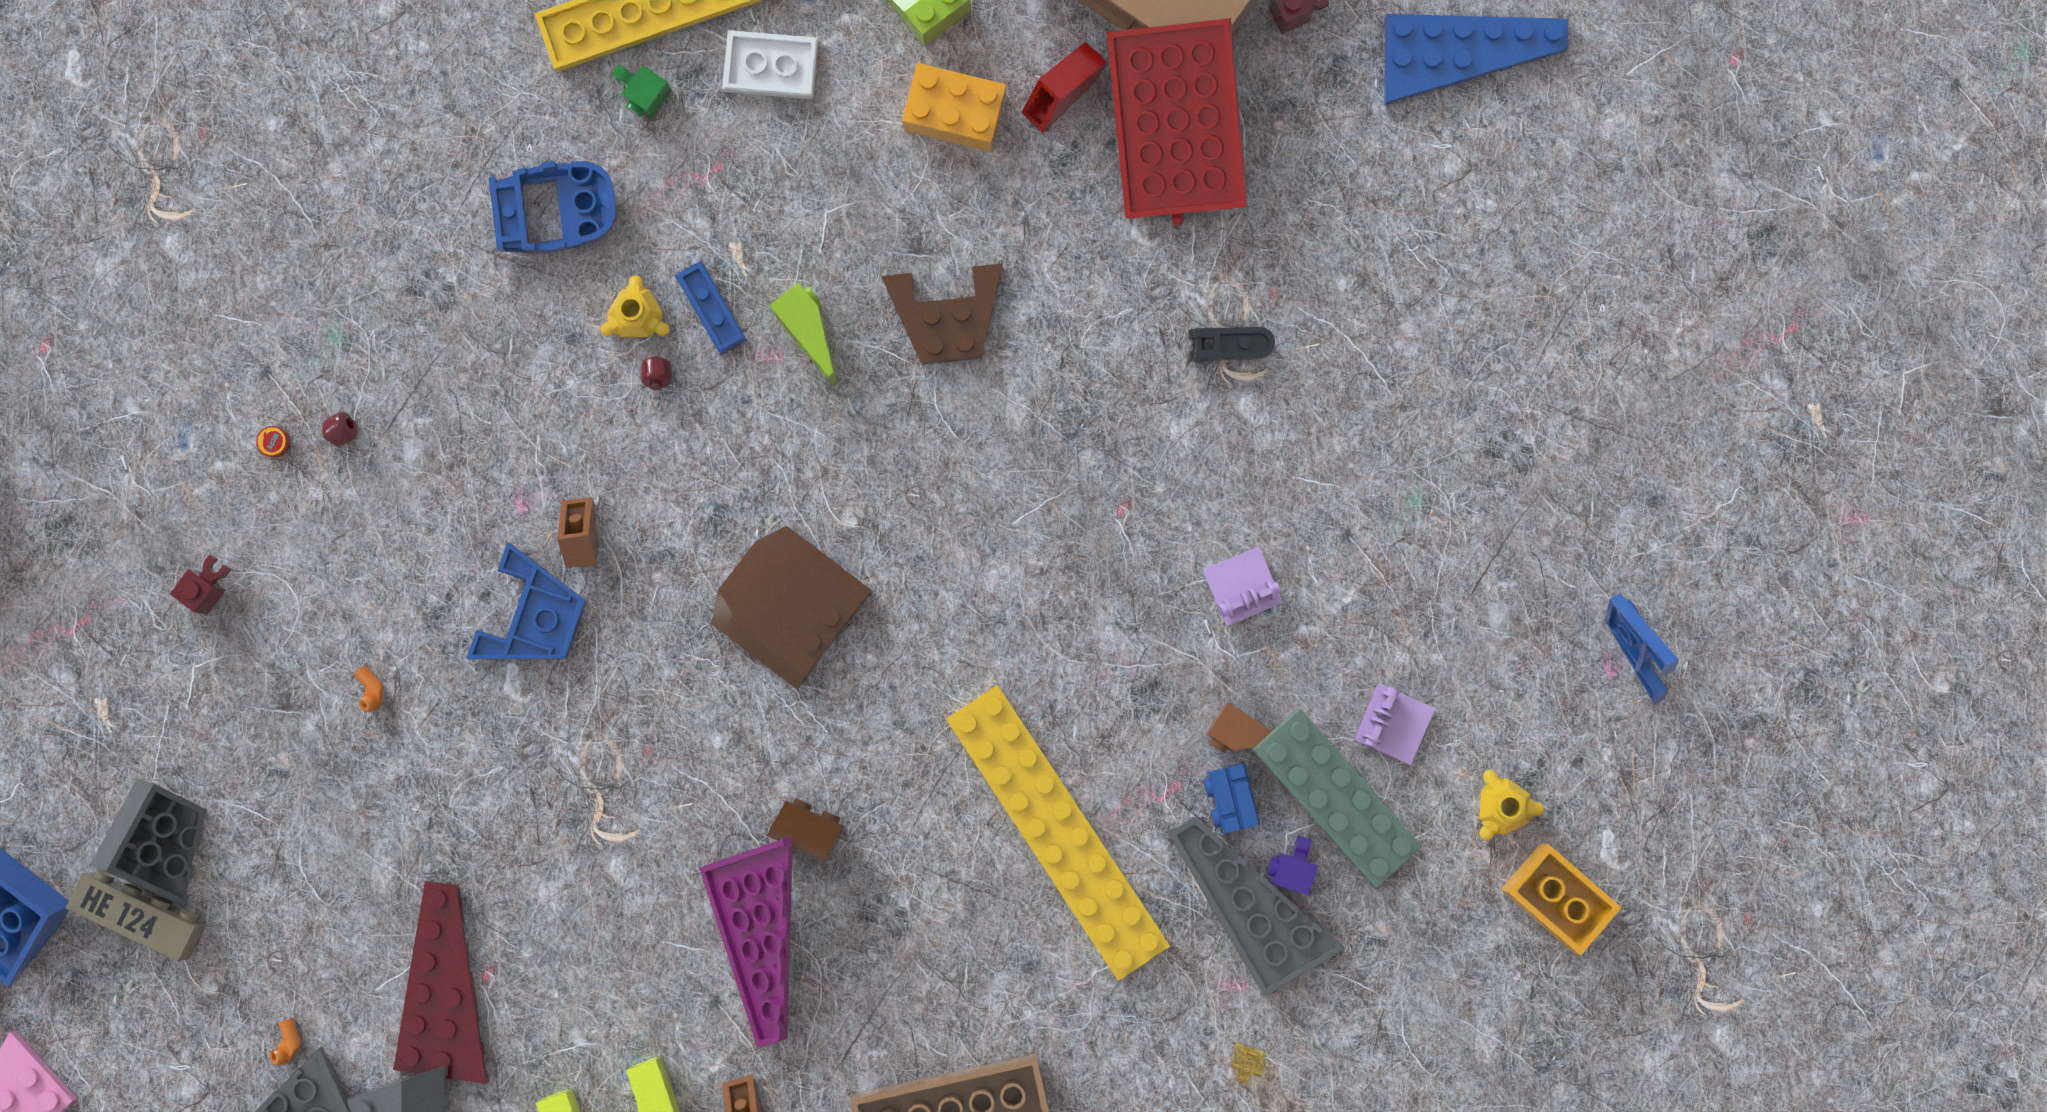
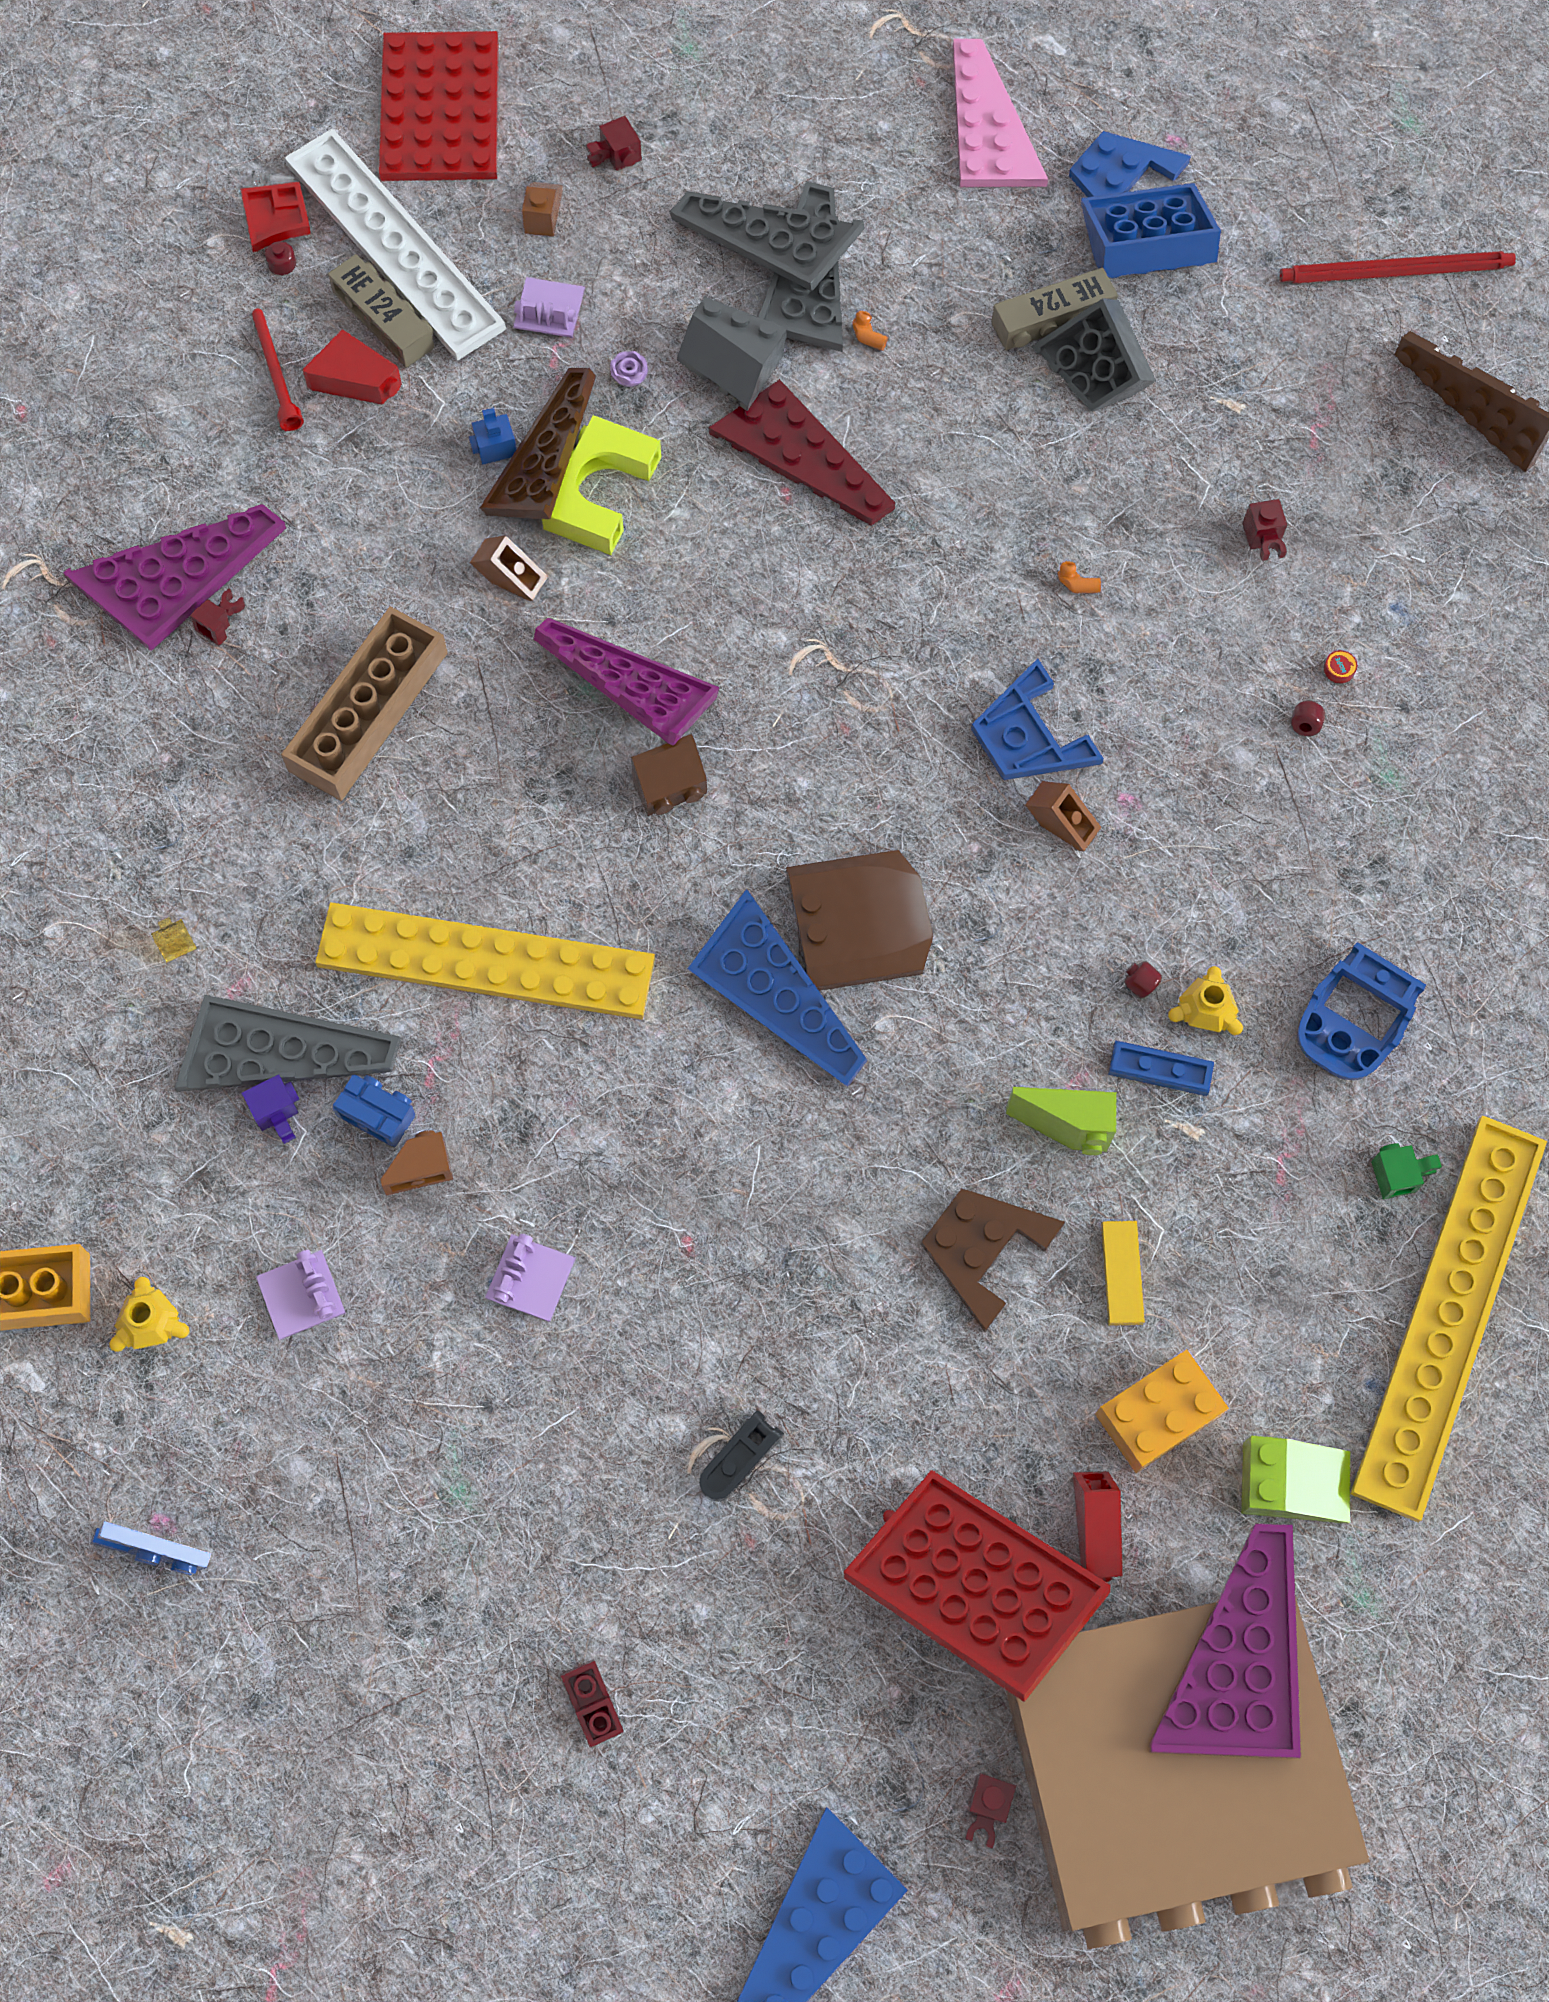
camera: 130 degrees right, 15 degrees down
(770, 64) = (1336, 1297): white tile -> none
(881, 211) = (1122, 1273): none -> yellow tile
(895, 625) = (763, 977): none -> blue wing
(1336, 797) = (291, 1188): sand green plate -> none
(1460, 296) = (592, 1703): none -> dark red slope

